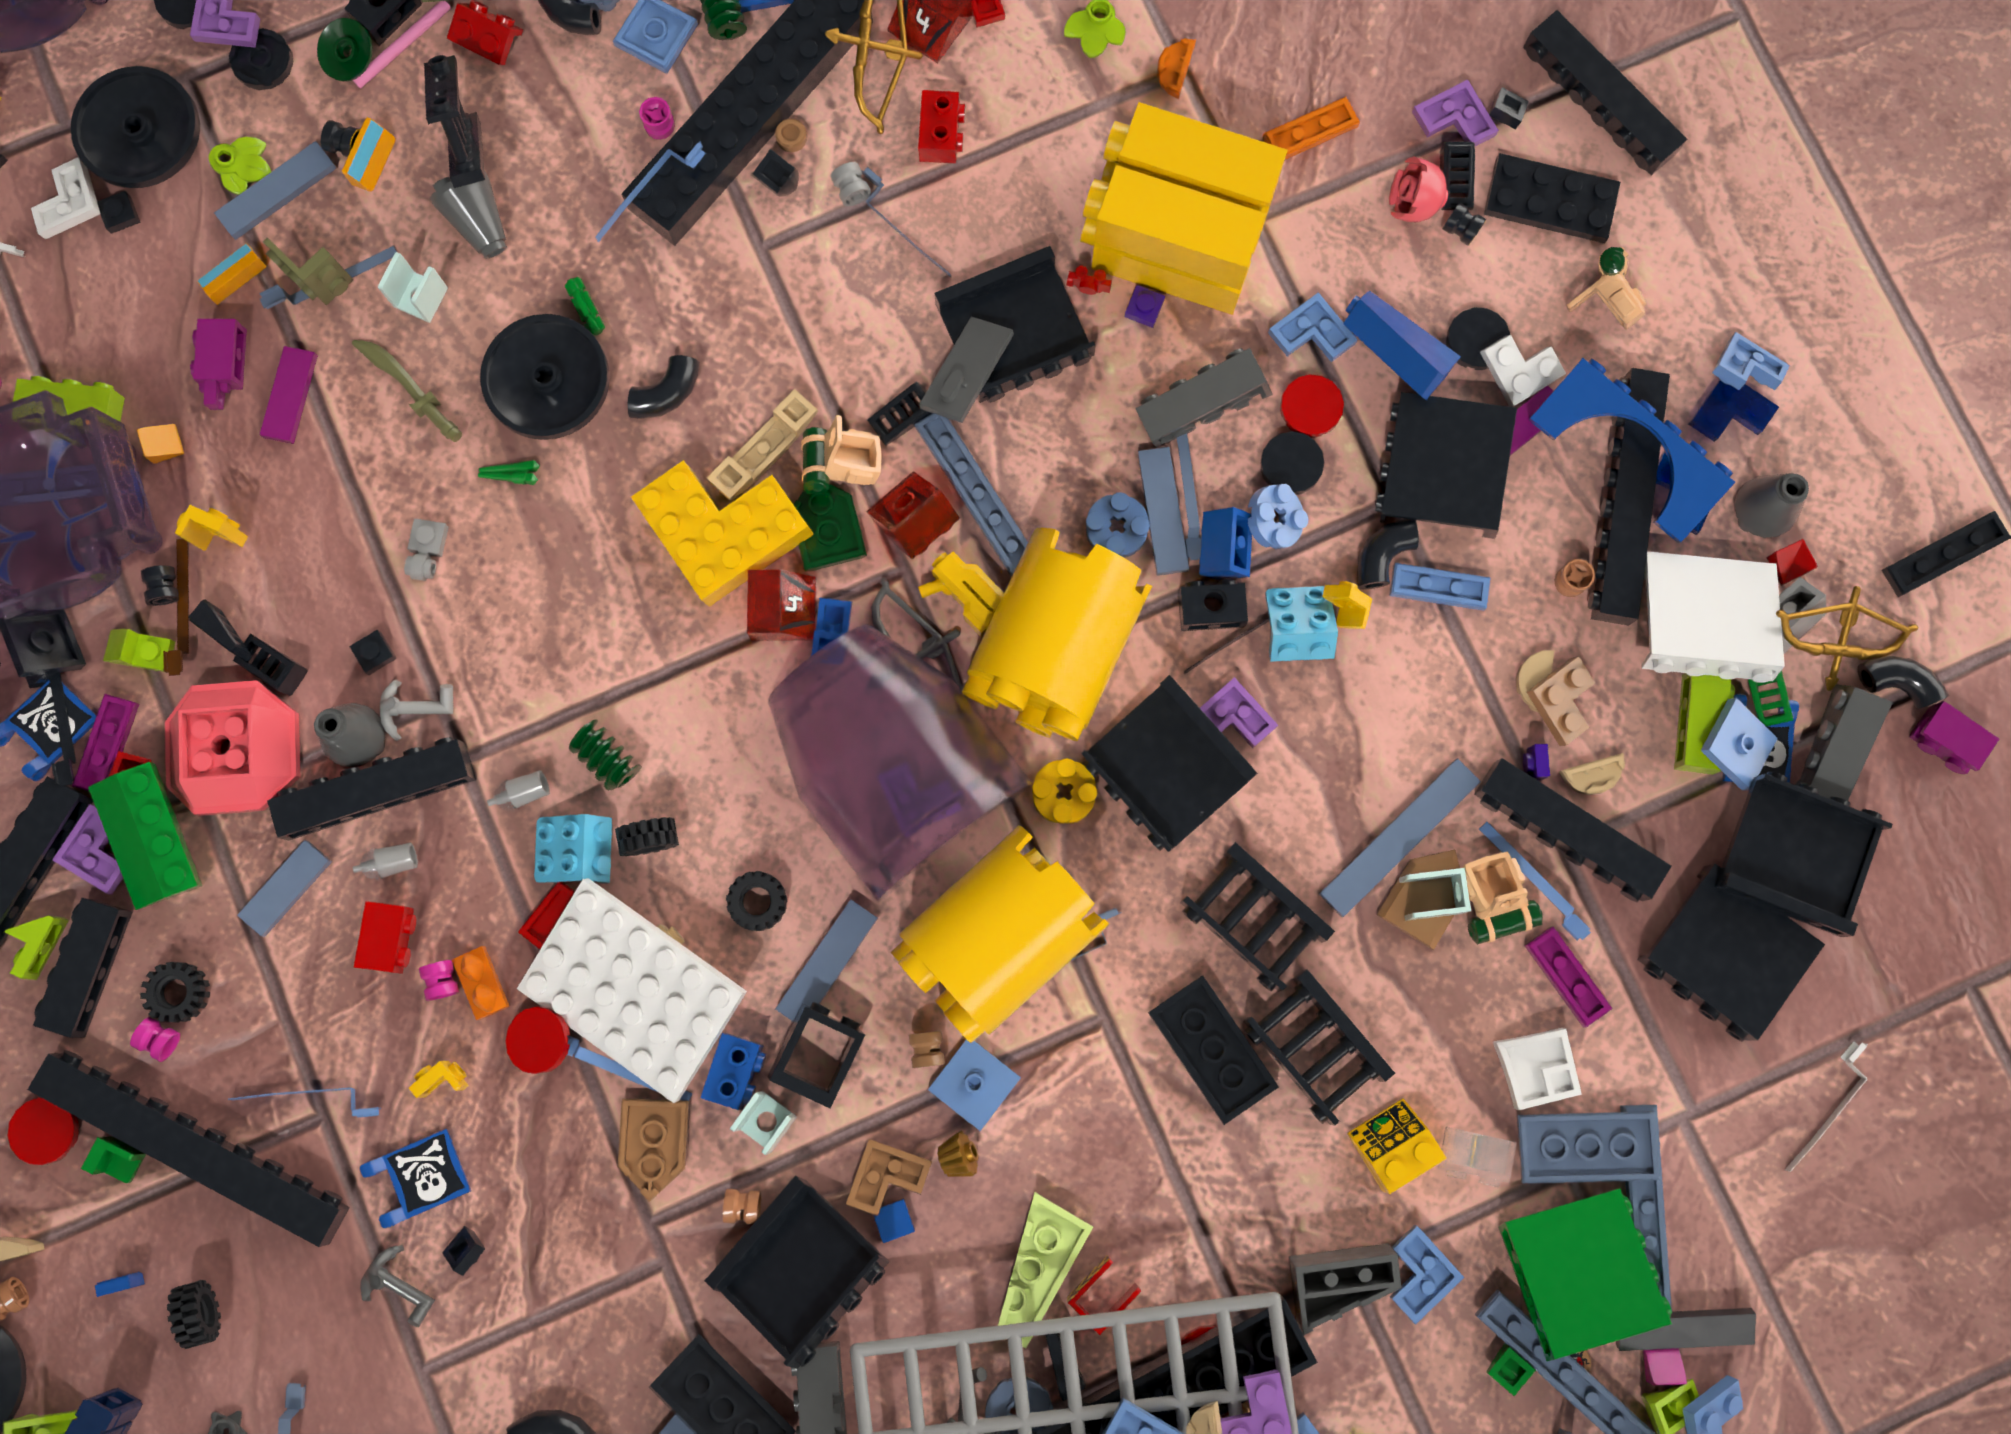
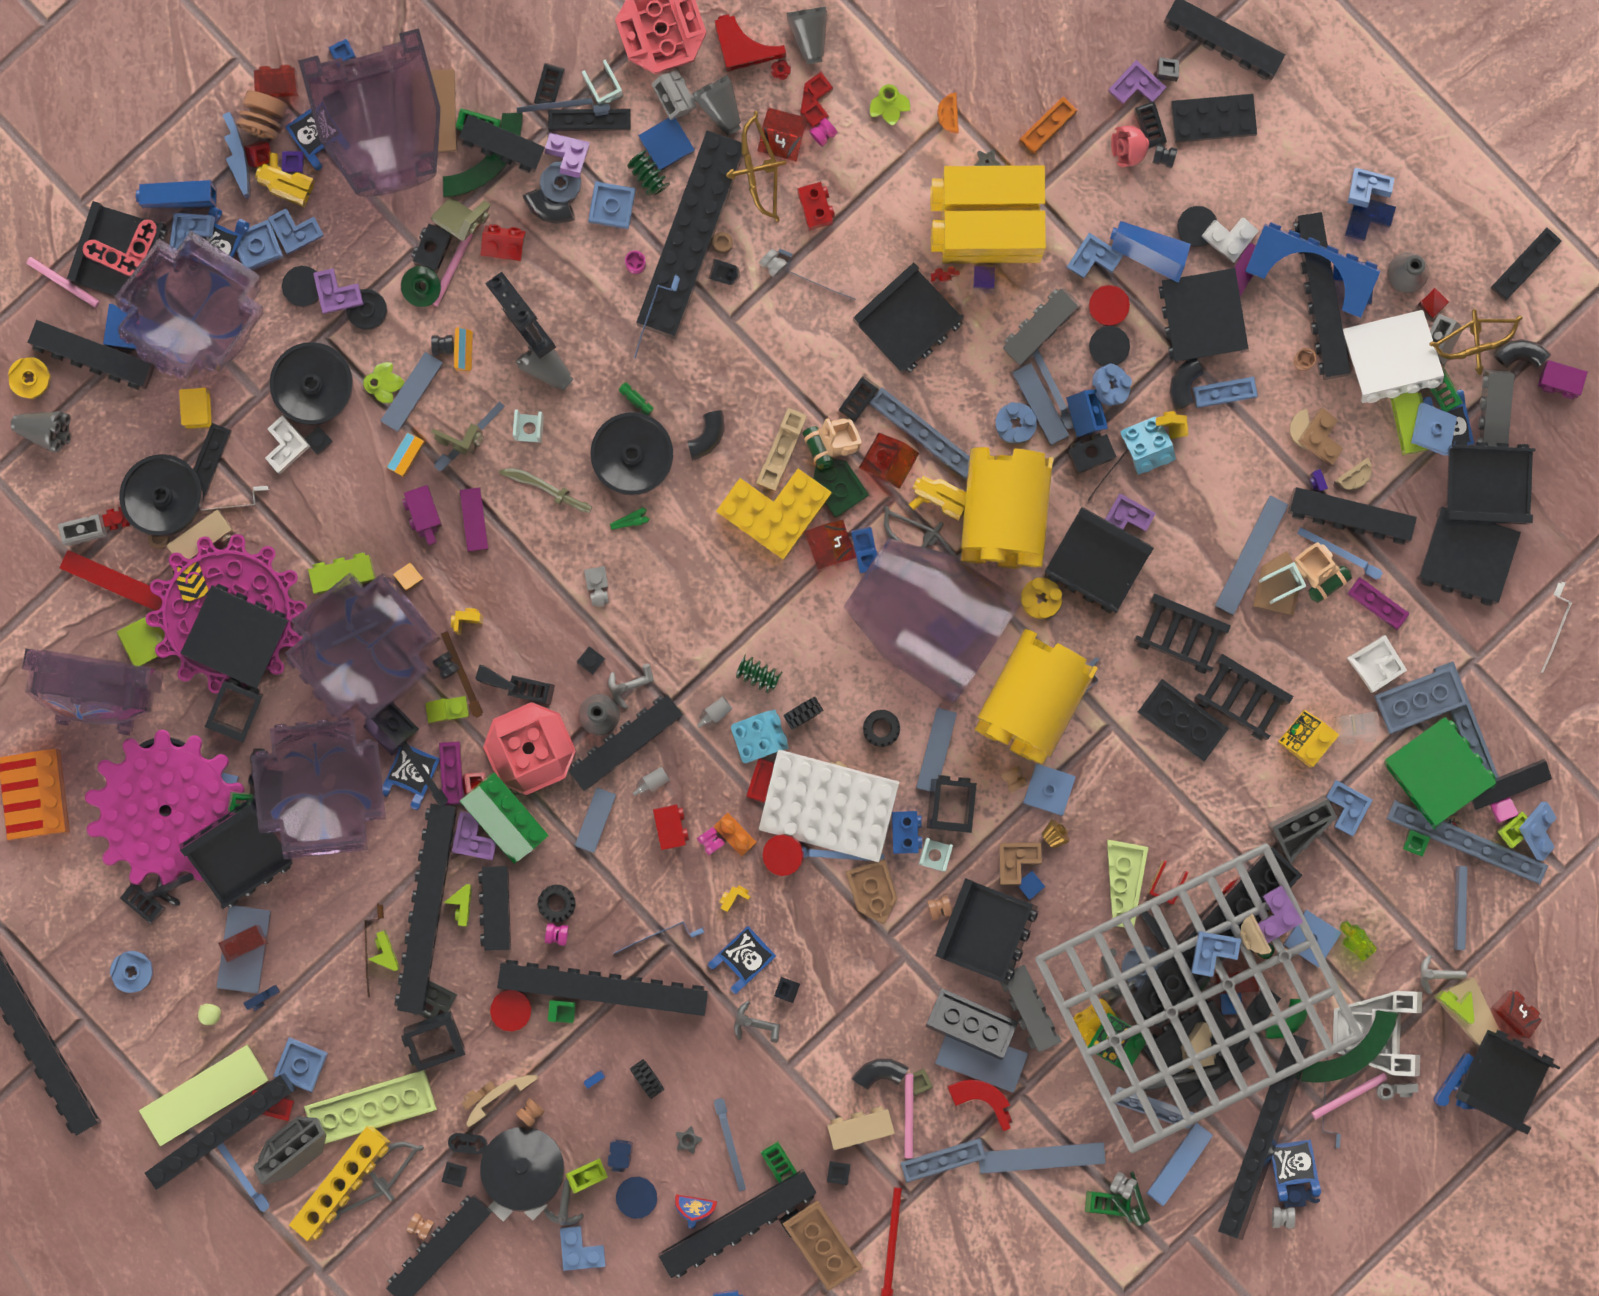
camera: 20 degrees left, 5 degrees up
(966, 369) = (890, 358): dark grey piece -> none
(989, 32) = (823, 132): none -> dark pink wheel
(1614, 289) = (1278, 174): light nougat piece -> none

